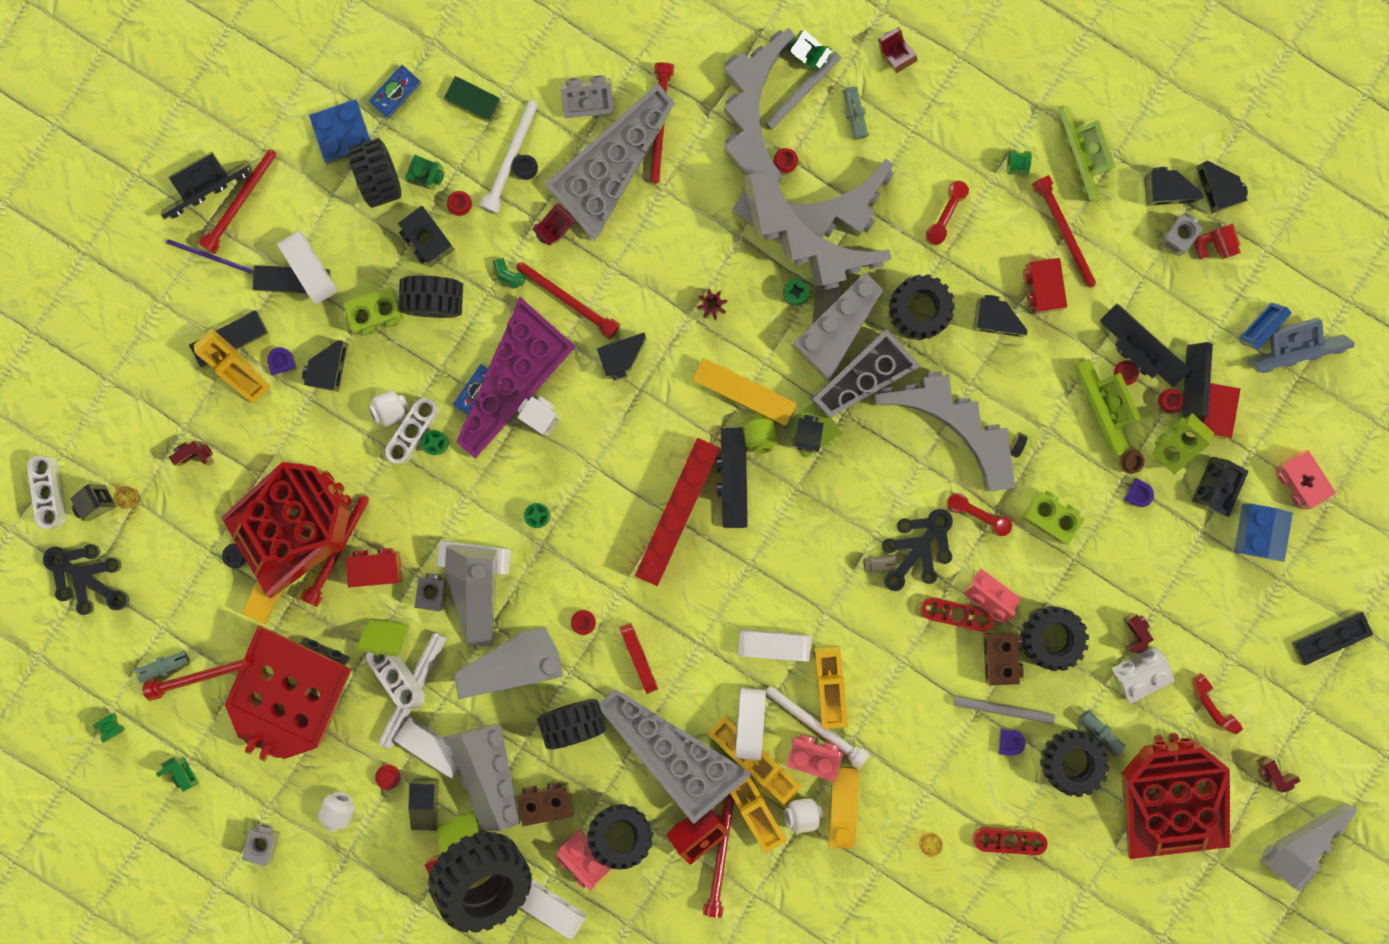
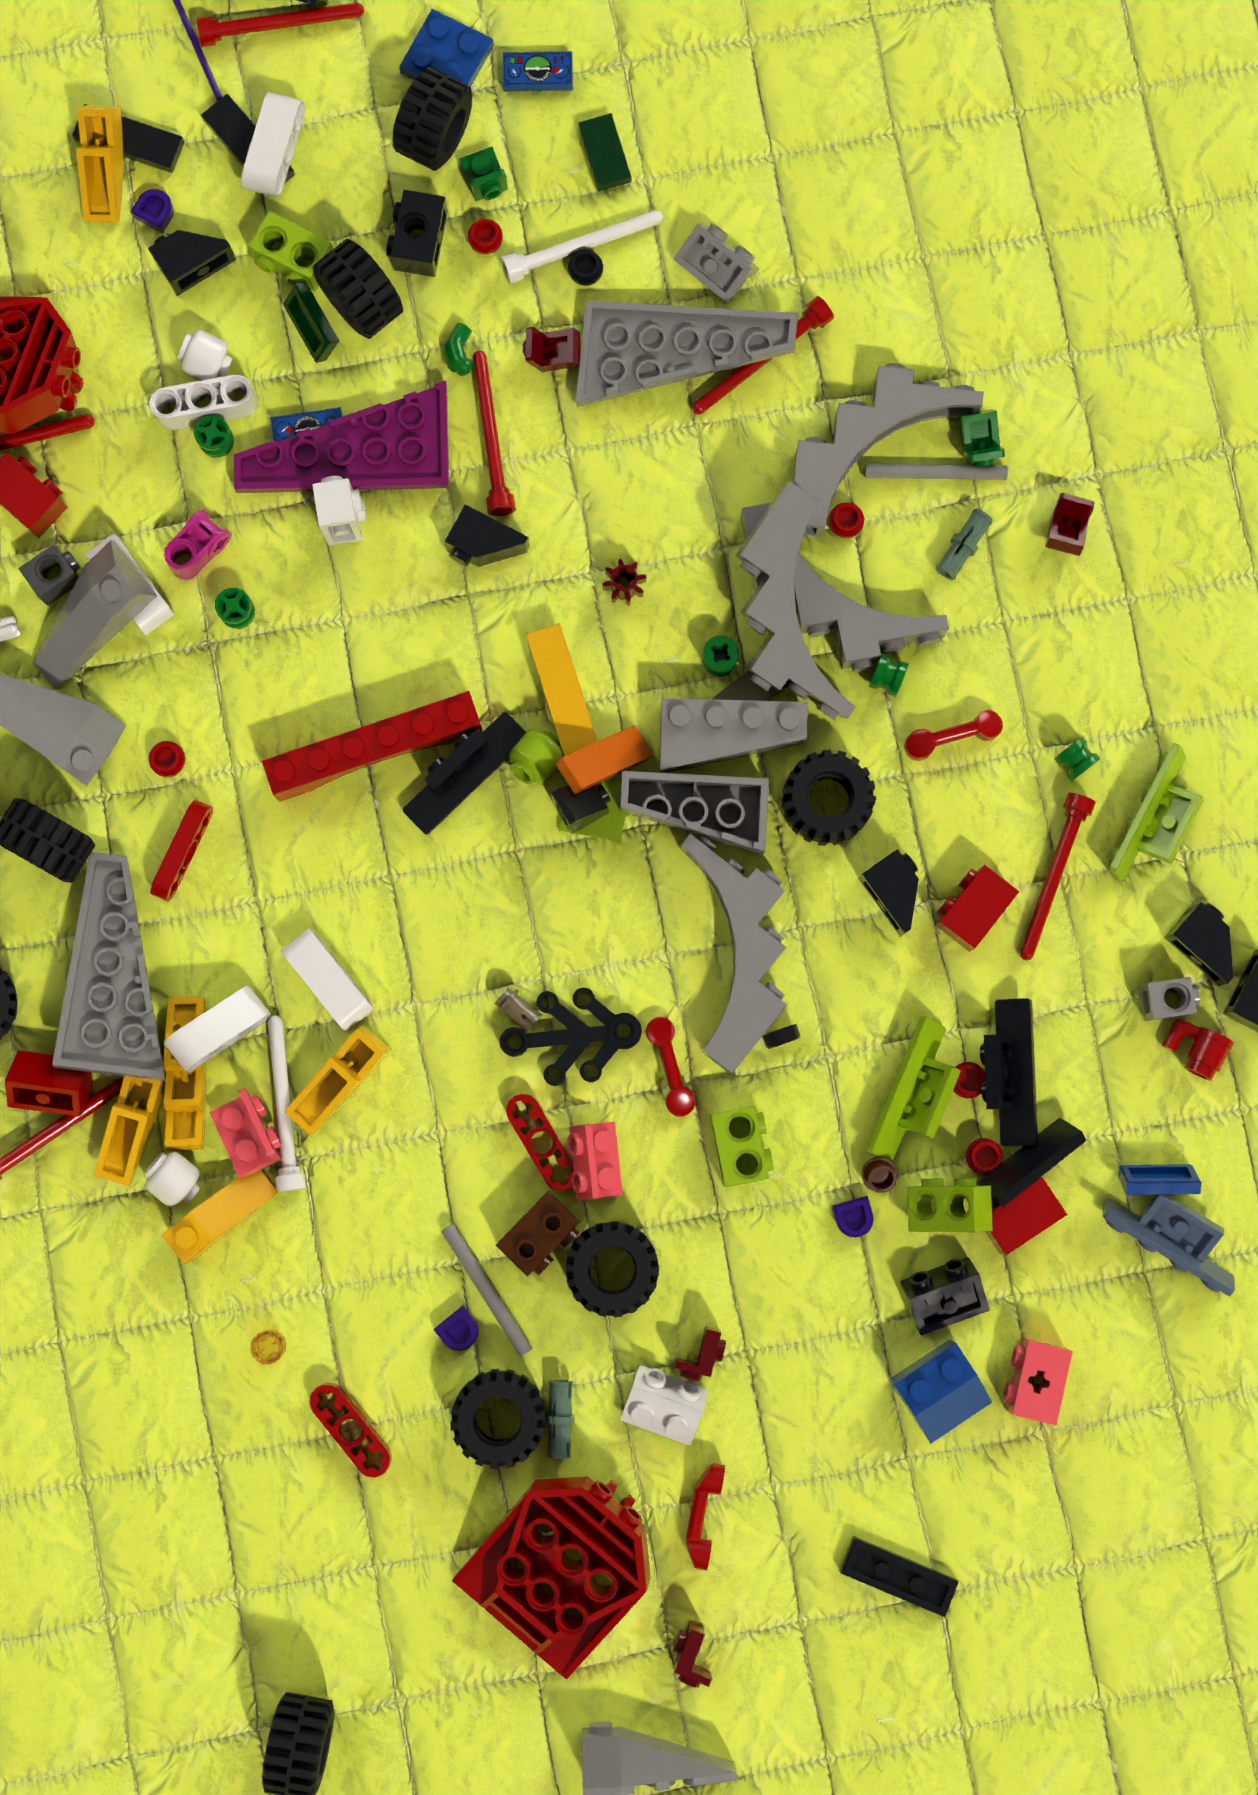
camera: 45 degrees right, 5 degrees down
(421, 336) = (310, 322): none -> dark green tile
(485, 503) = (198, 543): none -> dark pink piece
(797, 402) = (604, 759): none -> orange tile
(887, 216) = (888, 675): none -> green wheel

